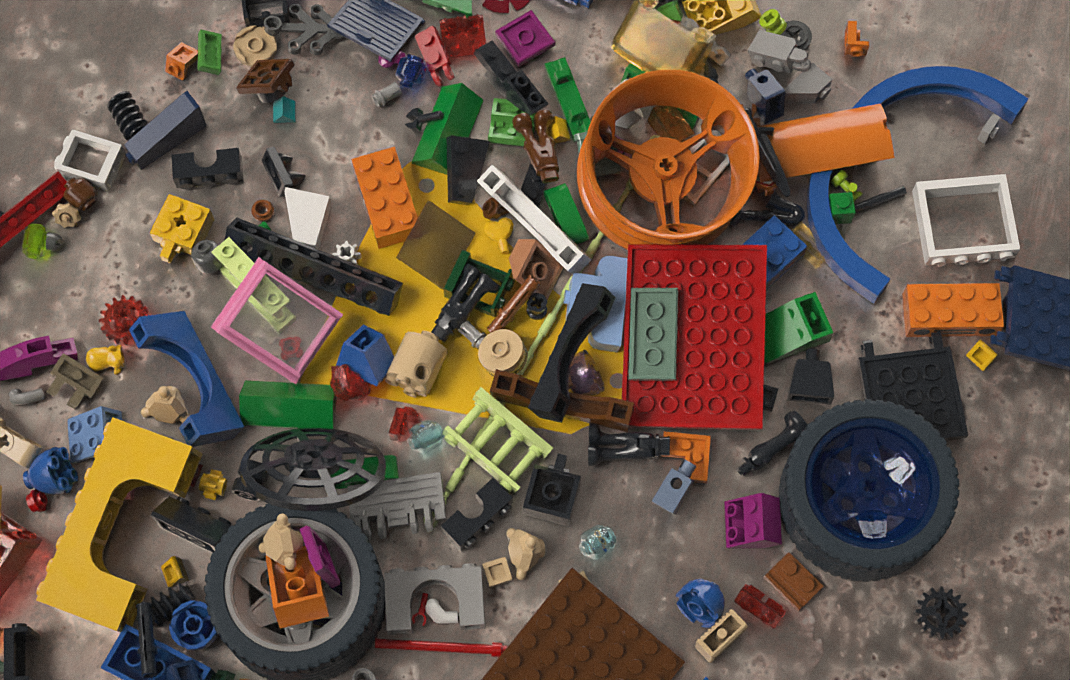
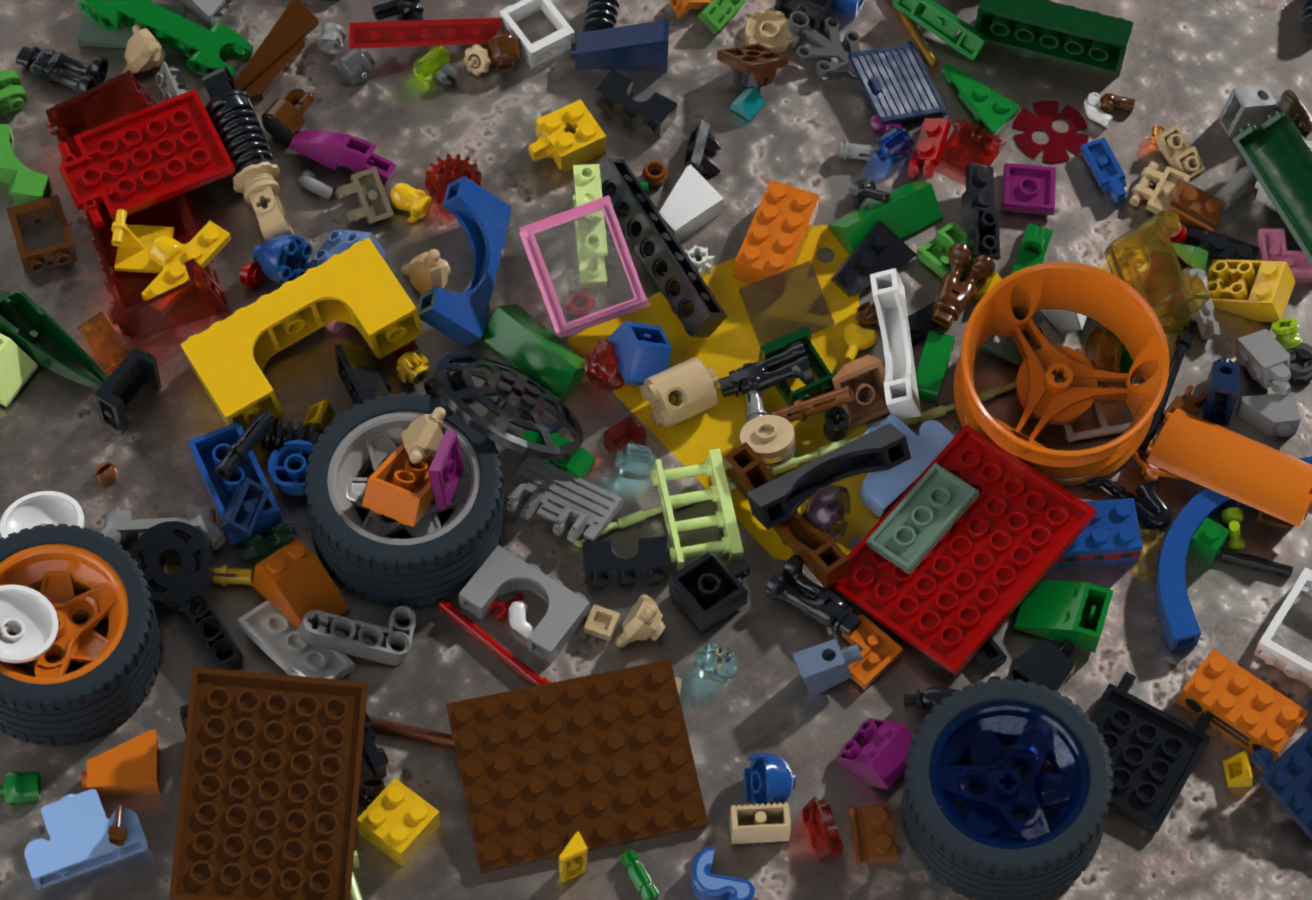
camera: 35 degrees right, 10 degrees down
(203, 257) = (564, 175): dark grey head -> none
(768, 156) = (1172, 431): black sword -> none

